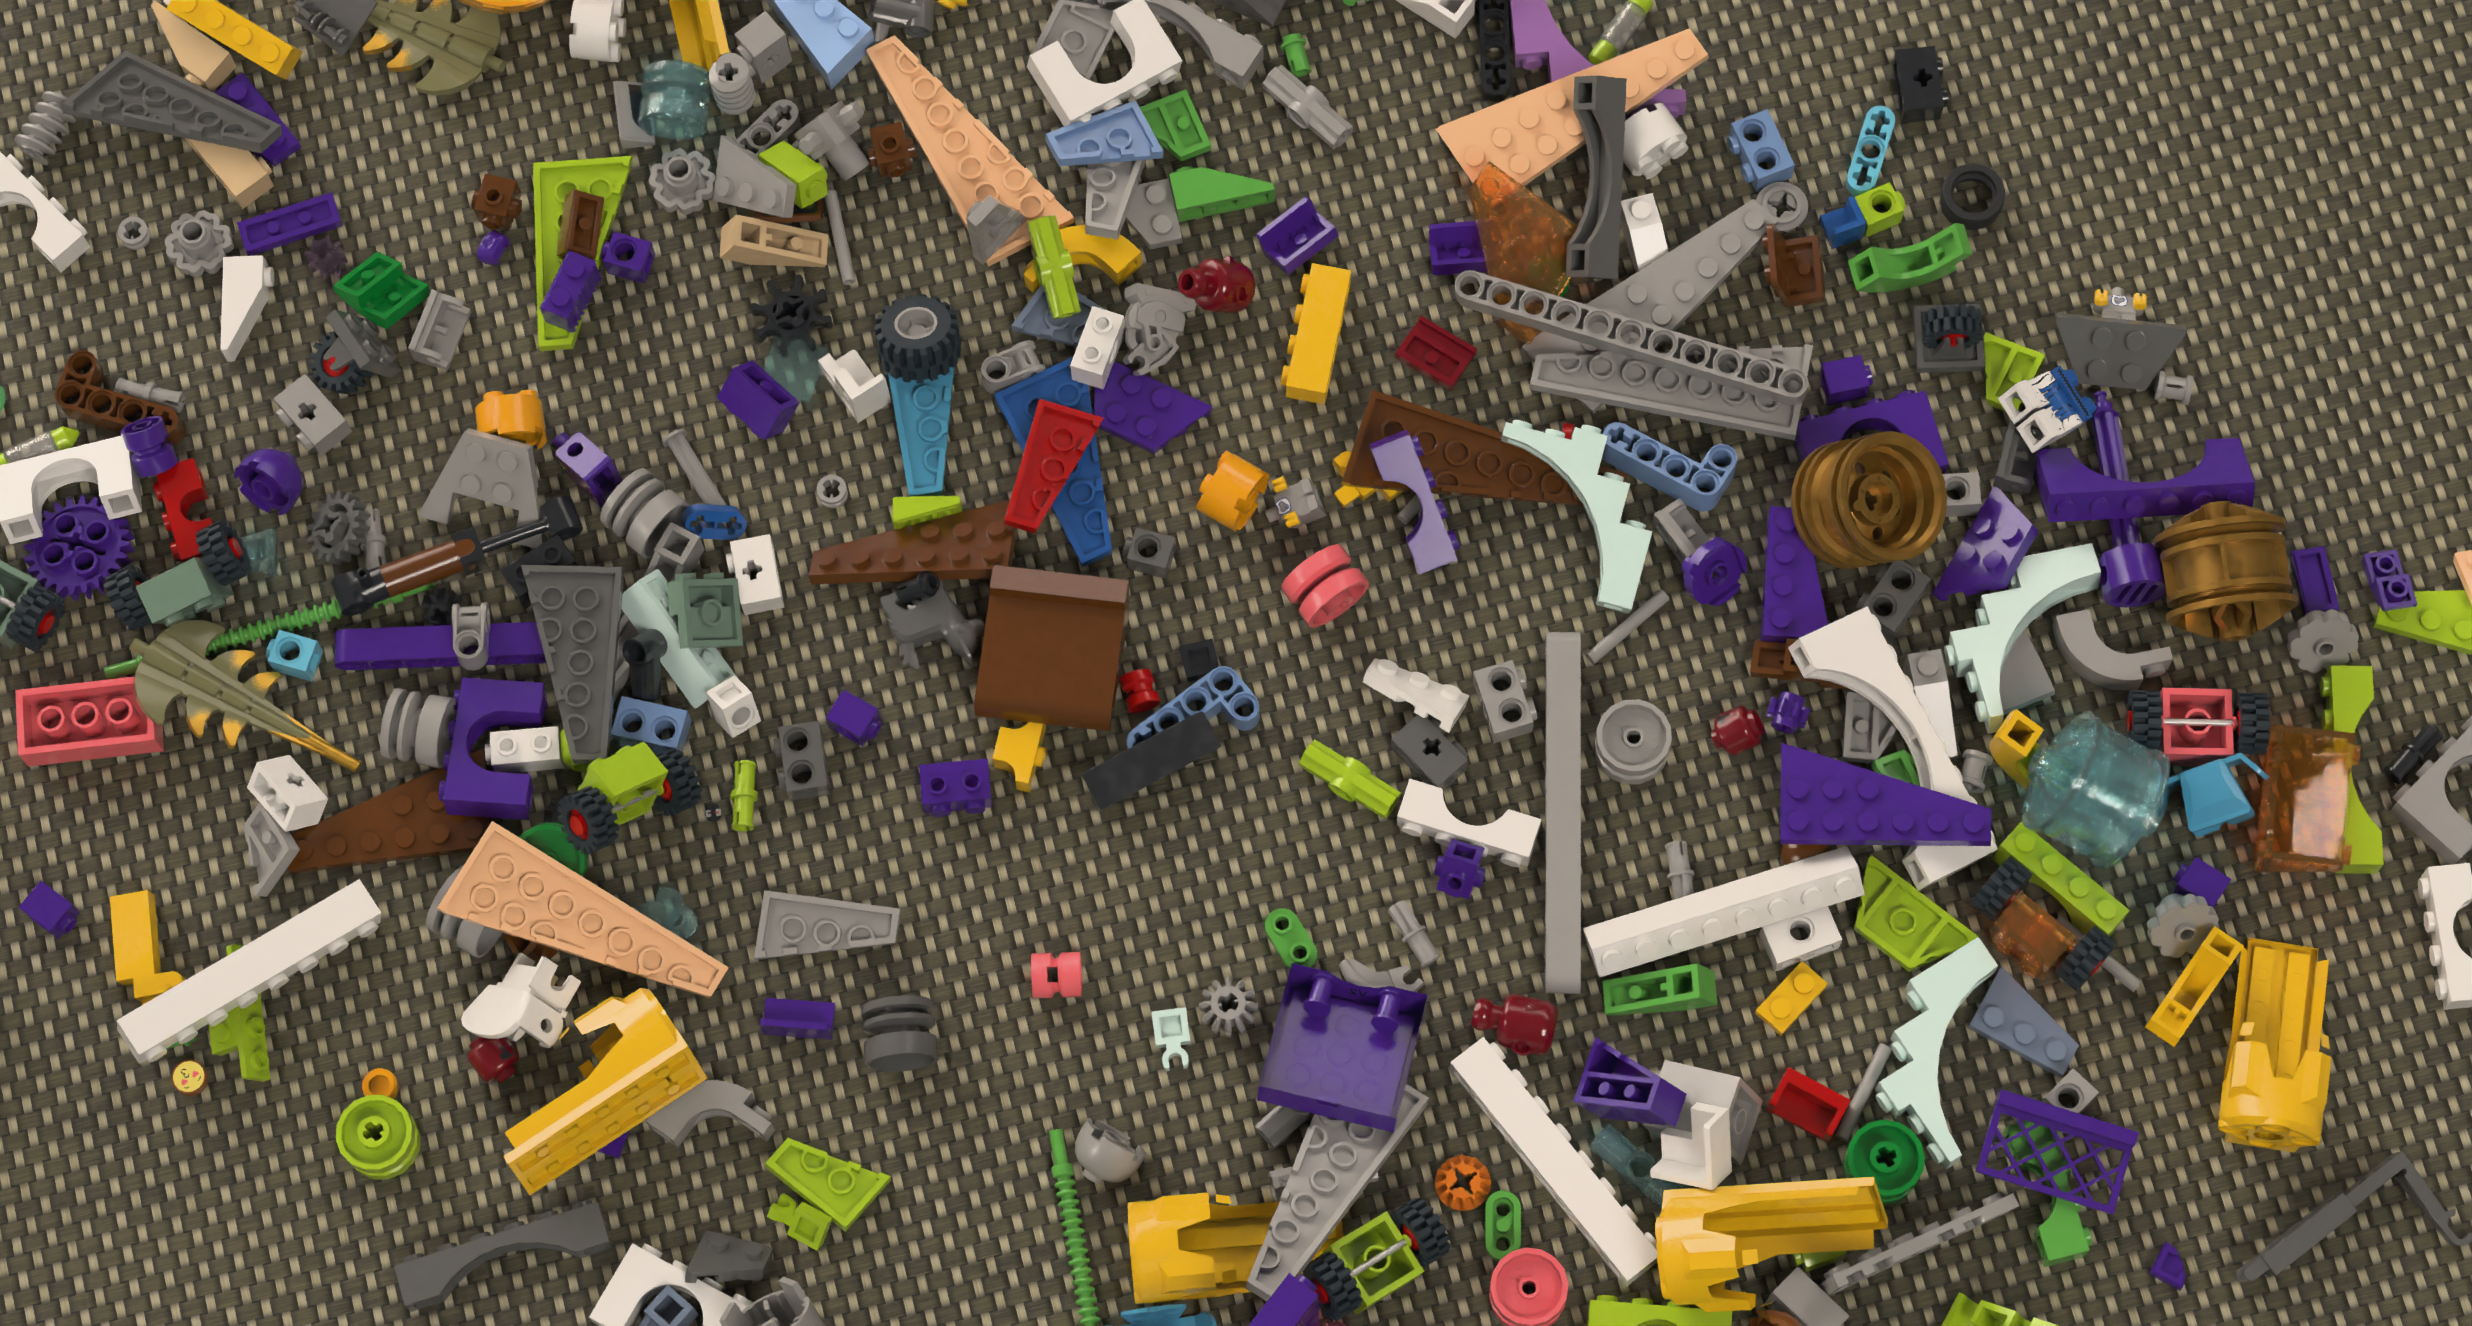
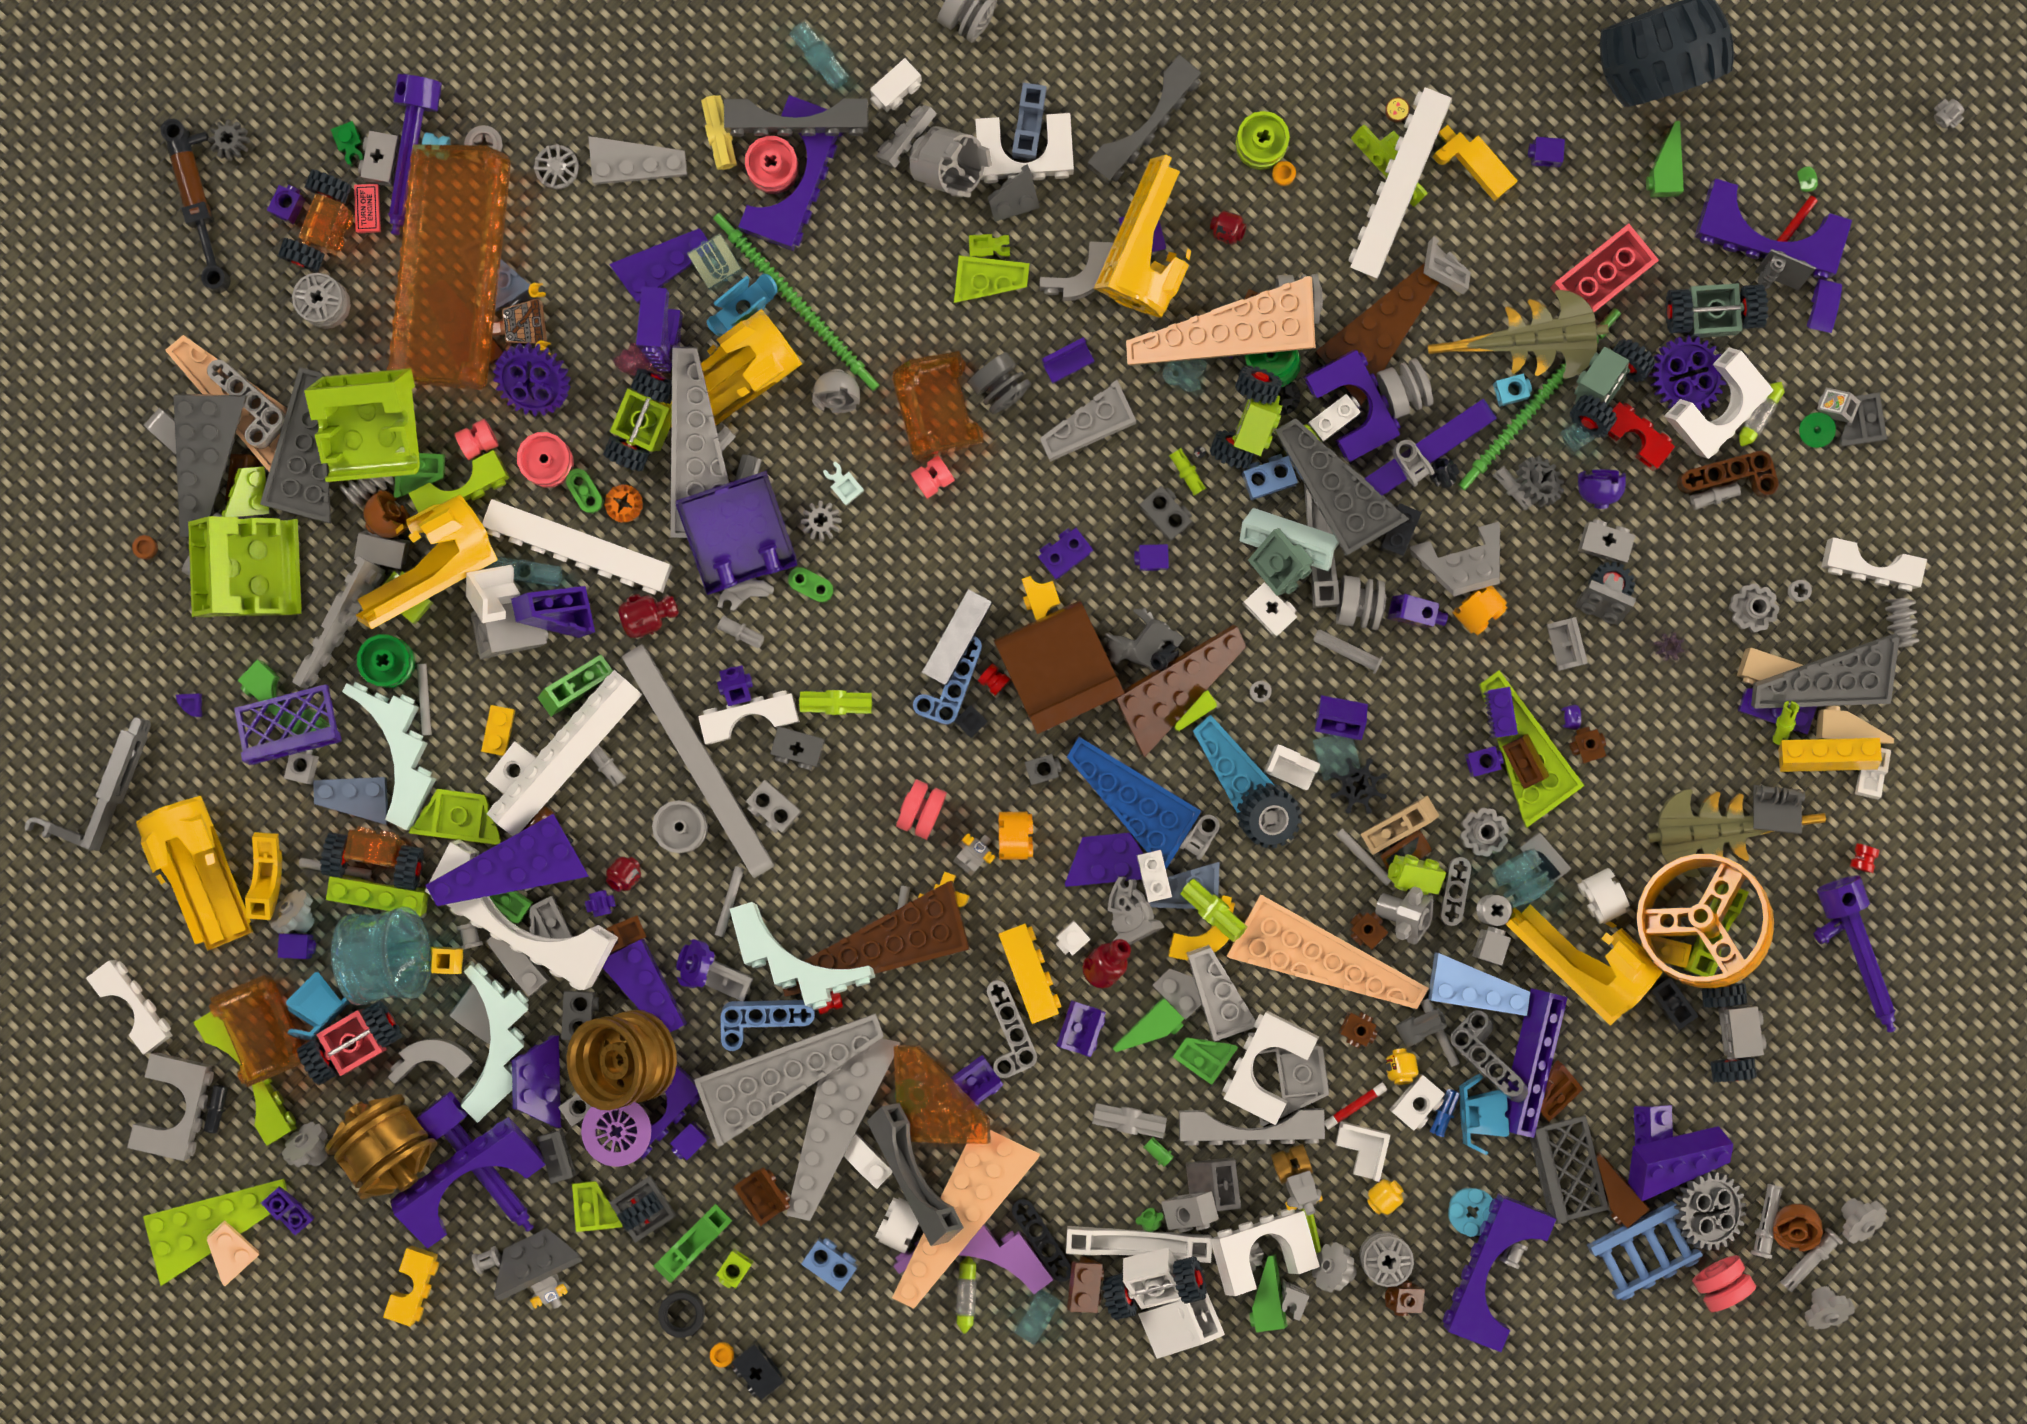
camera: 150 degrees right, 15 degrees up
(151, 451) = (1687, 456): dark purple wheel -> none
(243, 299) = (1702, 591): white slope -> none
(257, 92) = (1785, 722): none -> lime pin
(287, 793) = (1455, 303): white brick -> none
(289, 224) = (1707, 654): dark purple plate -> none
(363, 588) = (1459, 500): black piece -> none
(381, 290) = (1619, 646): green slope -> none
(522, 1003) = (1236, 250): white piece -> none
(644, 656) = (1298, 511): black piece -> none
(714, 516) = (1316, 625): blue beam -> none
(733, 706) = (1227, 518): white brick -> none
(749, 183) = (1439, 850): light grey wing -> none
(976, 51) = (1350, 1026): none -> reddish brown brick
(990, 226) = (1269, 905): light grey wing -> none
(1000, 1057) = (935, 405): none -> clear orange windscreen
(1050, 455) = (1140, 793): red wing -> none
(1106, 138) = (1237, 1018): medium blue wing -> none
(1241, 336) = (1071, 938): none -> white brick
(1380, 289) = (1008, 1025): none -> light grey beam
(1399, 462) = (919, 908): arch -> none
(1427, 696) = (825, 780): white wing -> none
(1435, 353) = (950, 1005): dark red plate -> none
(1642, 349) = (817, 1076): light grey beam -> none
(1795, 202) = (790, 1244): light grey gear -> none
(1808, 1105) = (450, 670): red panel -> none
(1843, 224) = (751, 1246): blue panel -> none
(1868, 128) = (773, 1323): medium azure beam -> none
(1949, 407) = (612, 1157): none -> medium lavender piece
(1951, 128) = (722, 1354): none -> light orange tile
(2050, 405) = (550, 1194): white hips -> none
(2304, 390) = (419, 1266): none -> yellow arch
(2314, 579) = (334, 1185): dark purple tile -> none

